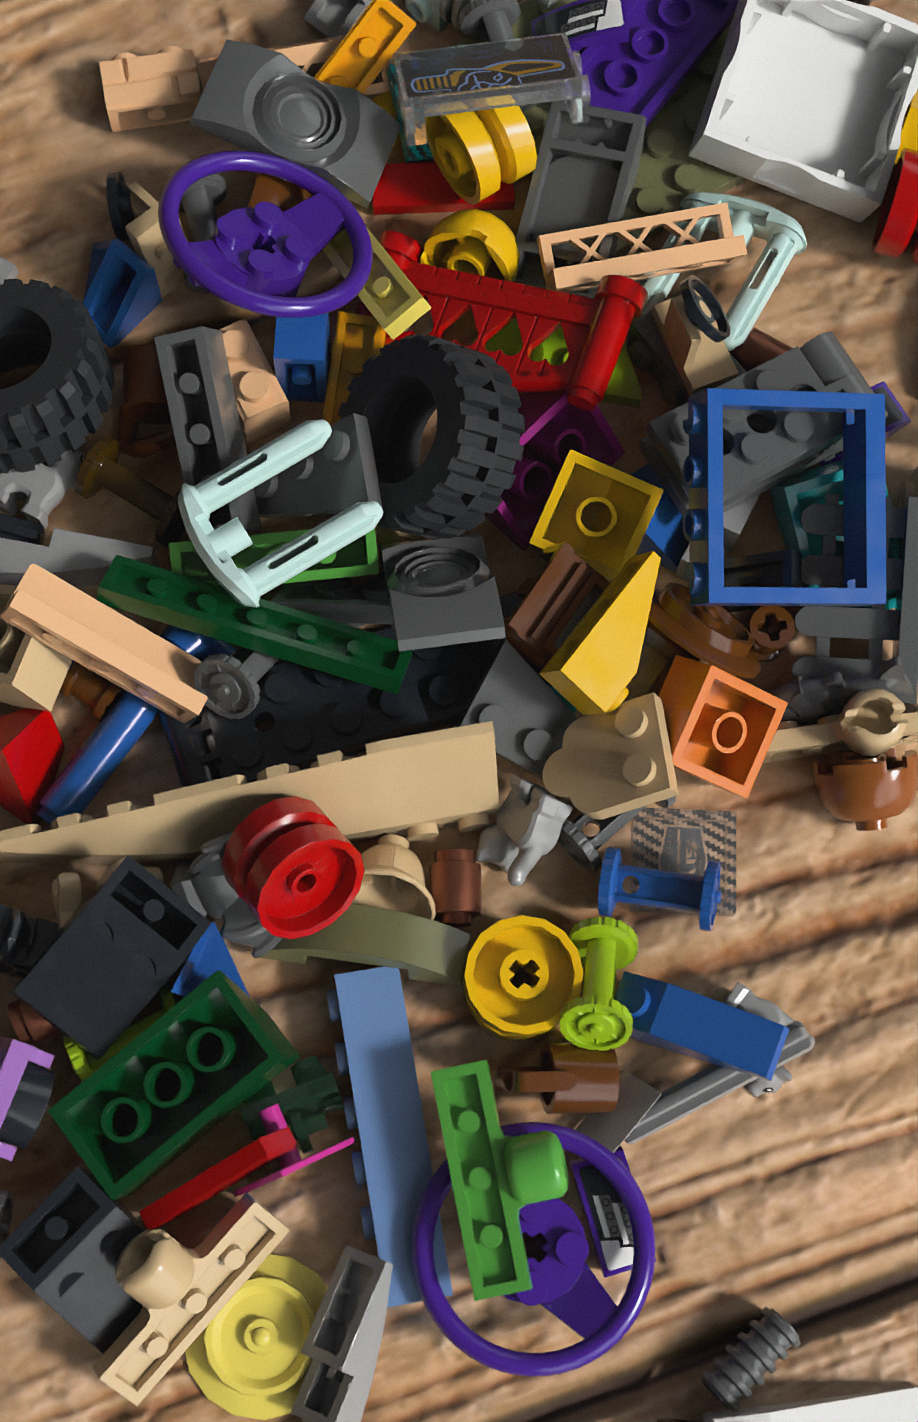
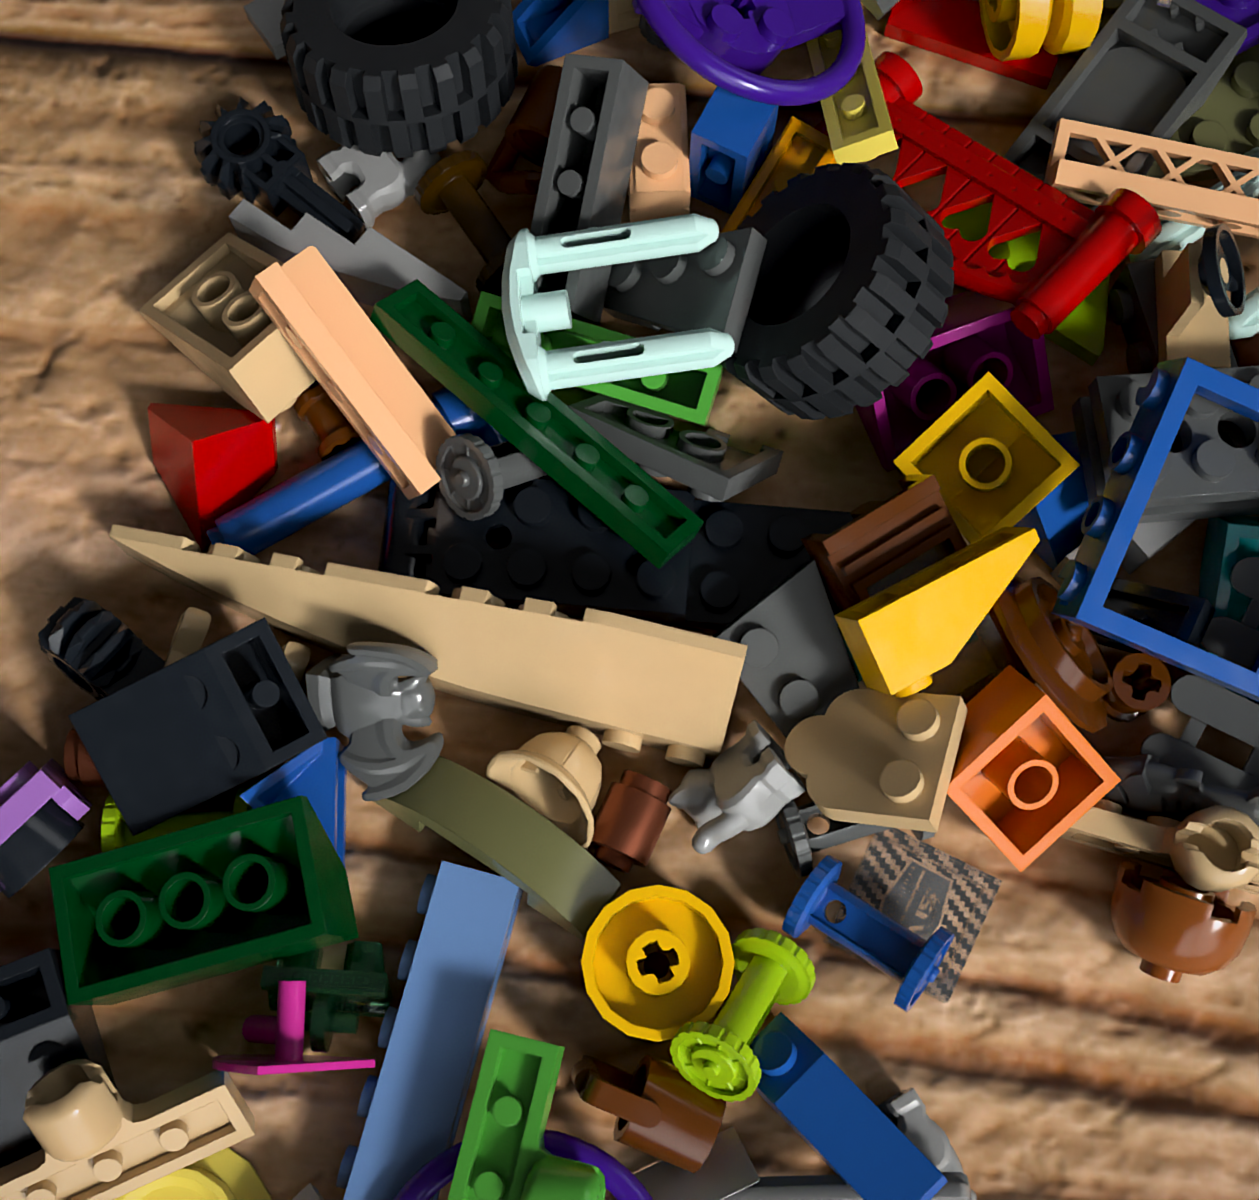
camera: 30 degrees right, 0 degrees up
(218, 1178) = (200, 1036): red tile -> none
(292, 867) = (442, 715): red wheel -> none
(441, 592) = (761, 474): dark grey slope -> none
(473, 244) = (981, 102): yellow cylinder -> none

